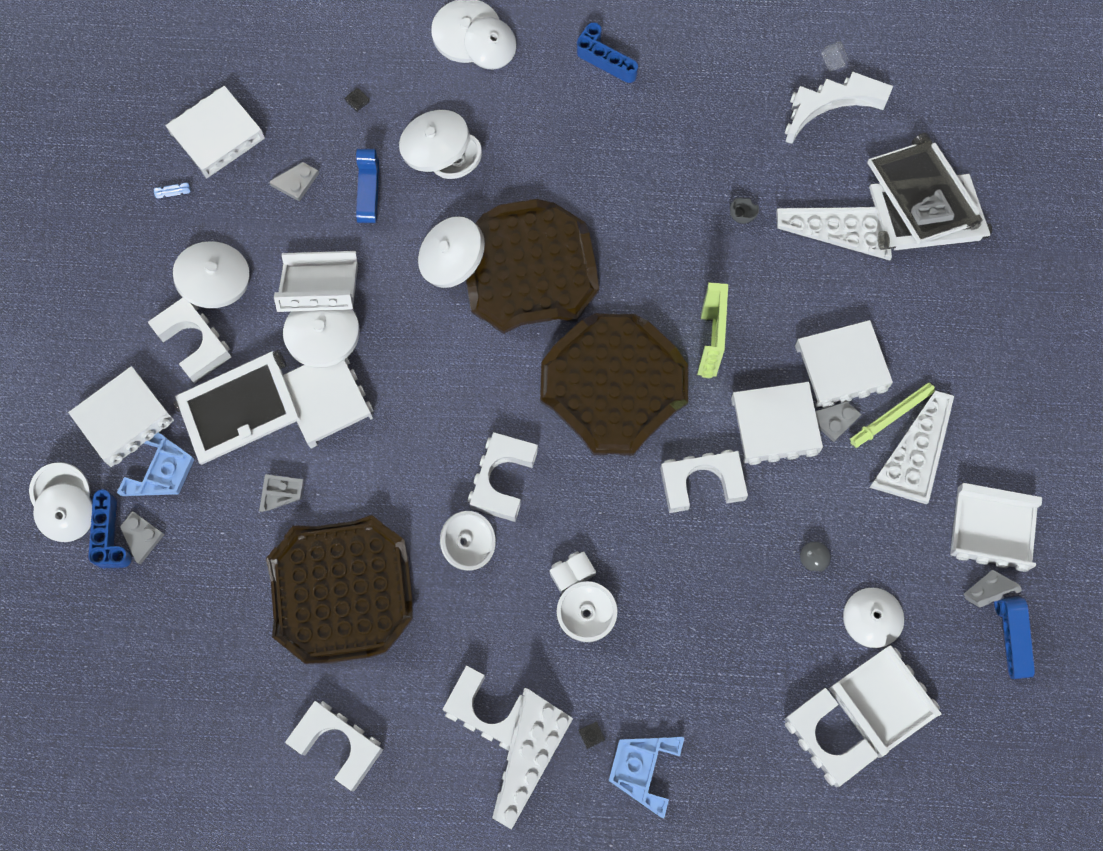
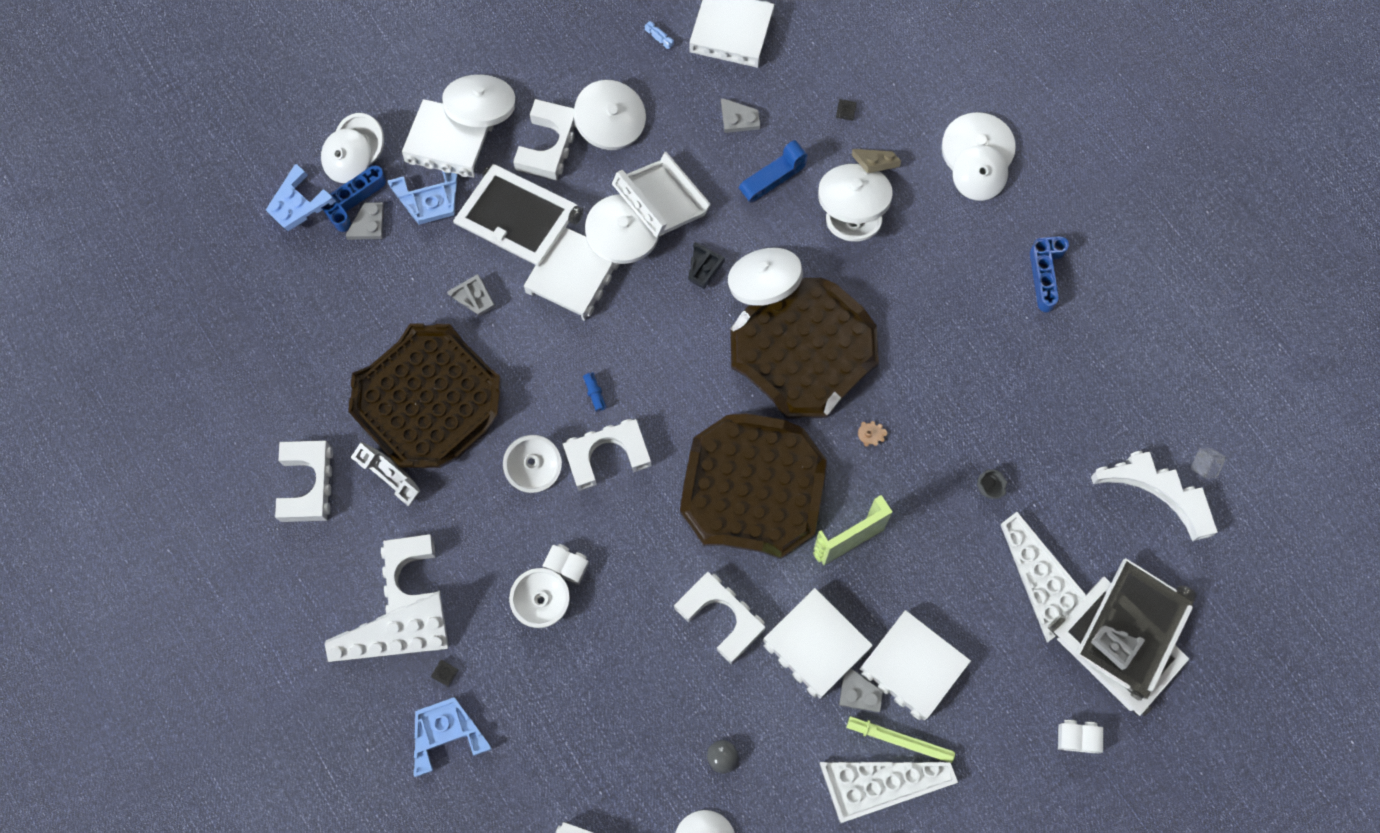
camera: 55 degrees right, 0 degrees up
(72, 591) = (290, 206): none -> light blue wing
(109, 368) = (478, 100): none -> white dish
(381, 666) = (387, 470): none -> slope
(401, 293) = (704, 265): none -> black wing
(418, 107) = (875, 159): none -> dark tan wing
(442, 450) = (594, 392): none -> blue pin
(637, 268) = (871, 433): none -> medium nougat piece
(978, 287) = (1080, 738): none -> white brick

